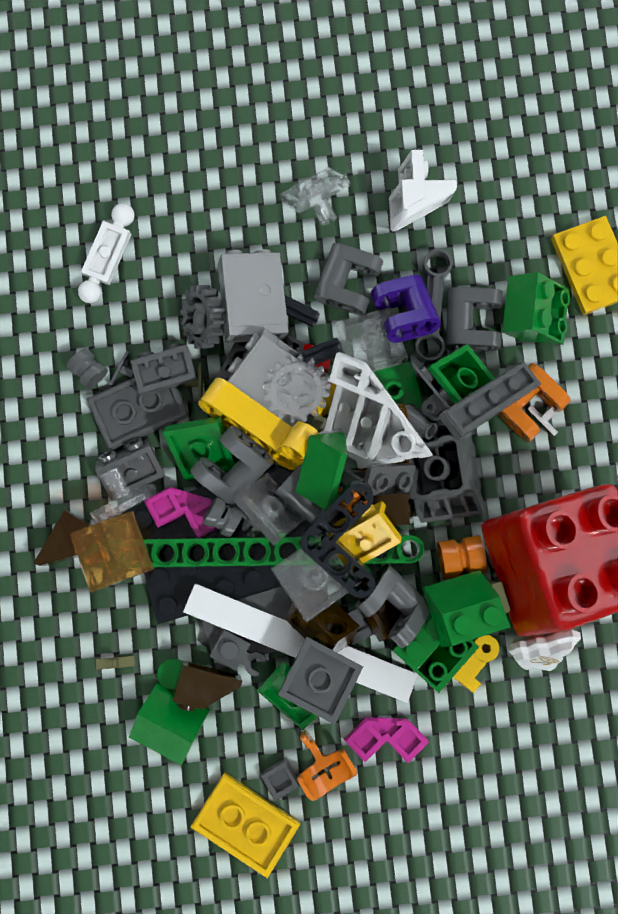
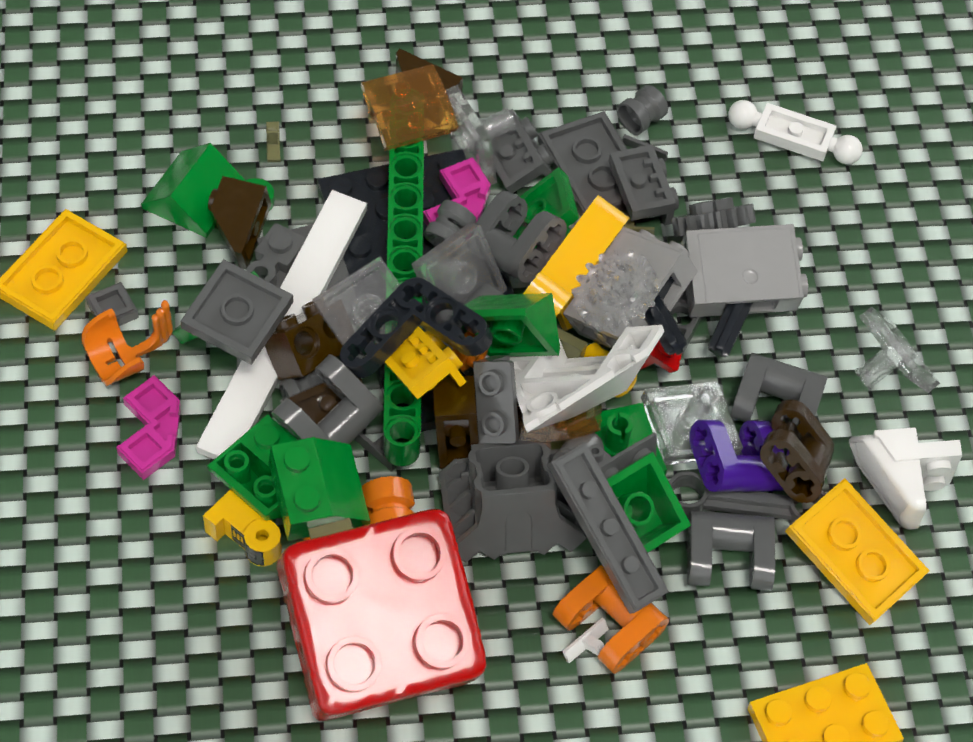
camera: 85 degrees right, 25 degrees down
(421, 265) = (807, 457): none -> dark brown connector
(471, 234) = (857, 551): none -> yellow tile
(536, 309) = (749, 633): green slope -> none
(543, 650) = (254, 601): white rock -> none

